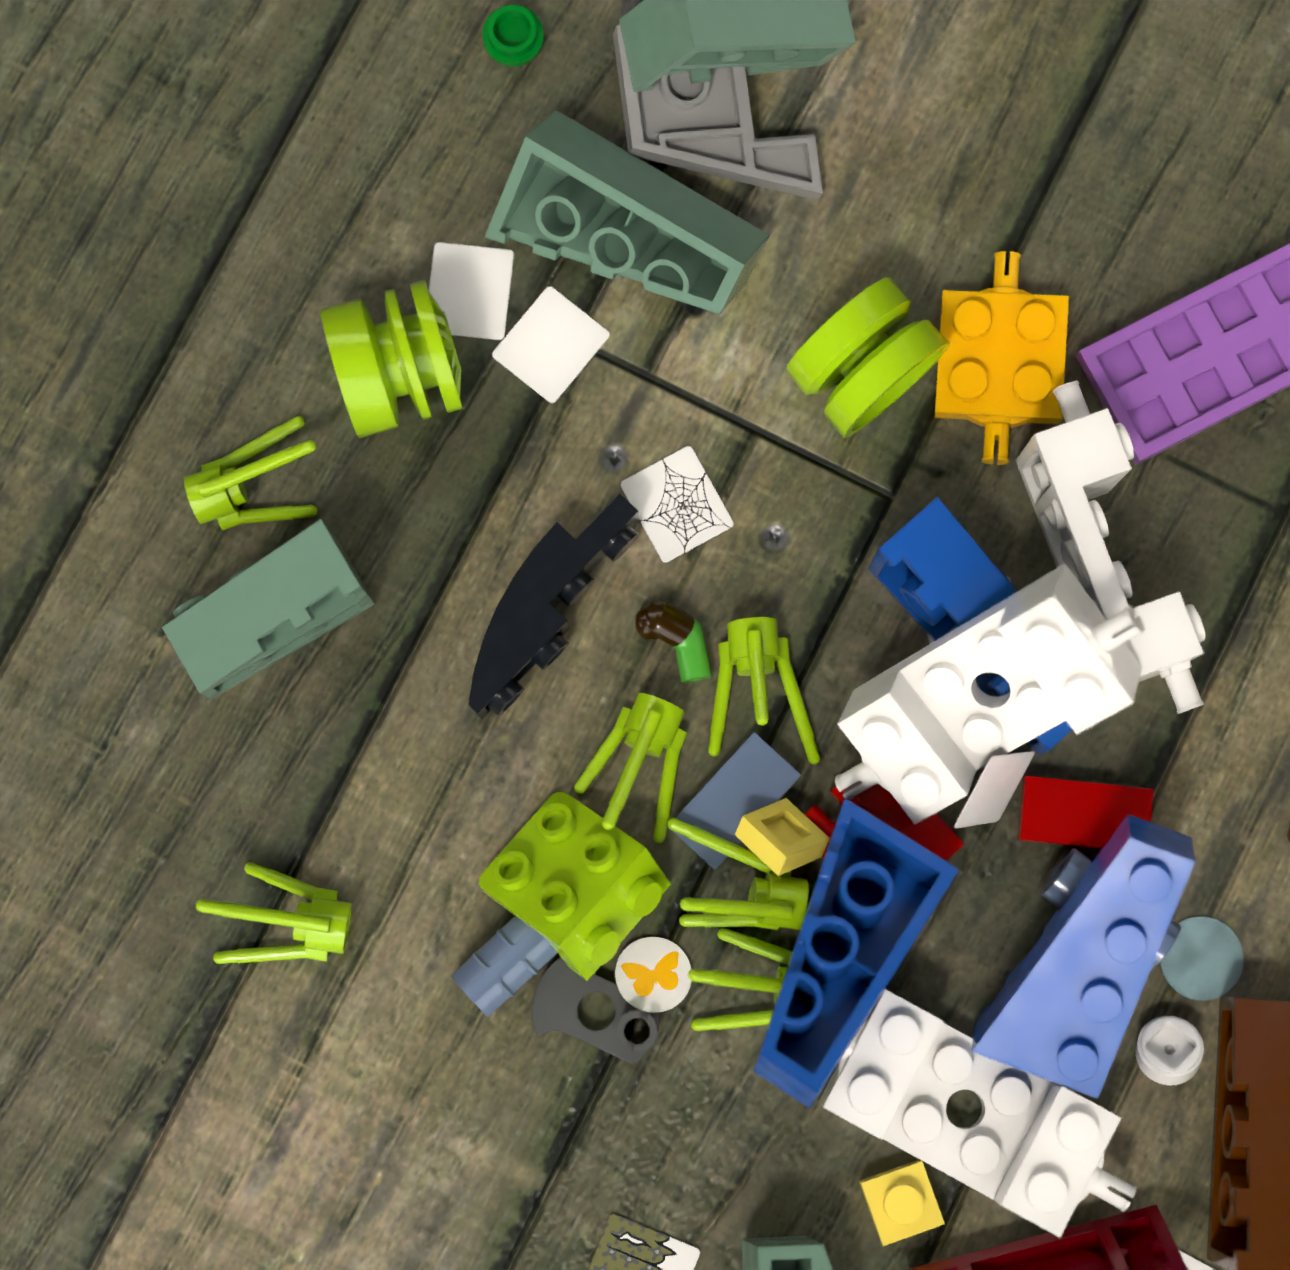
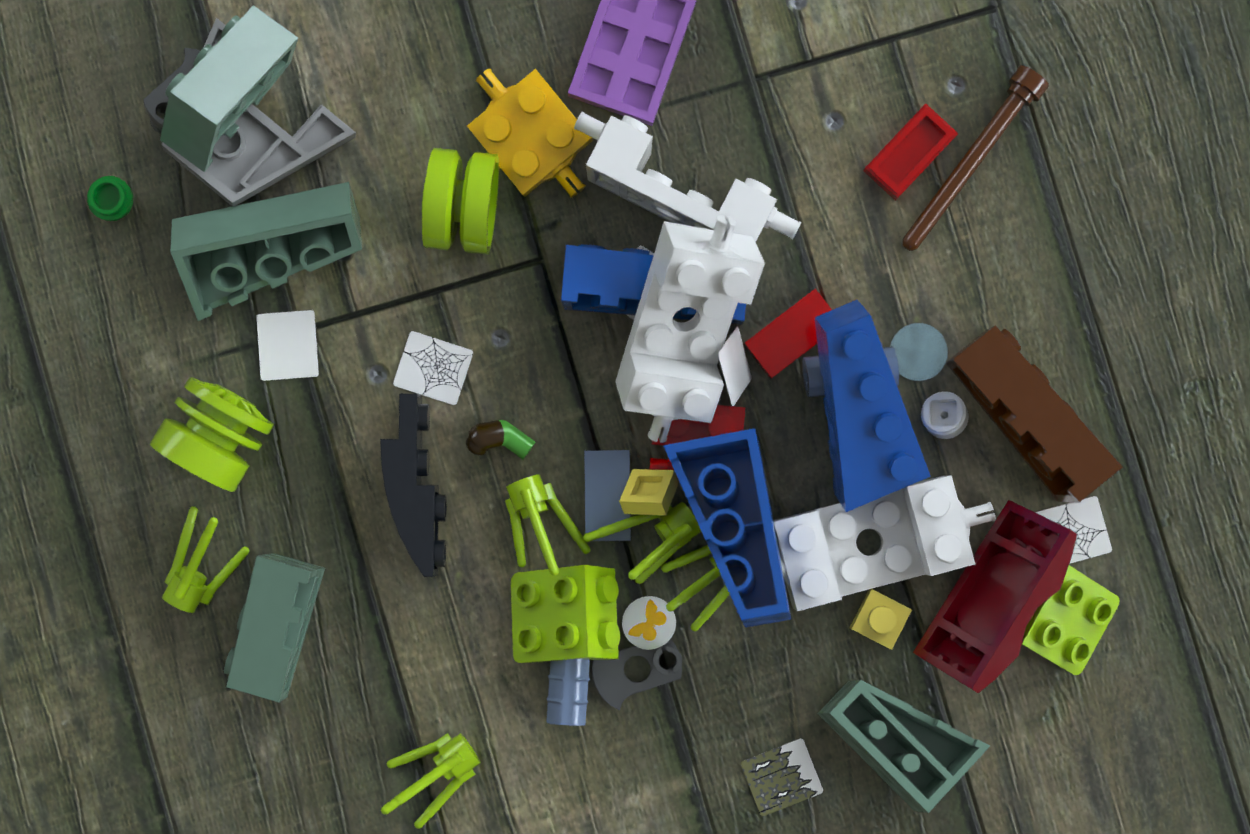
camera: 45 degrees left, 5 degrees up
(472, 288) = (217, 354): white sticker -> none
(754, 649) = (544, 407): lime plant -> none

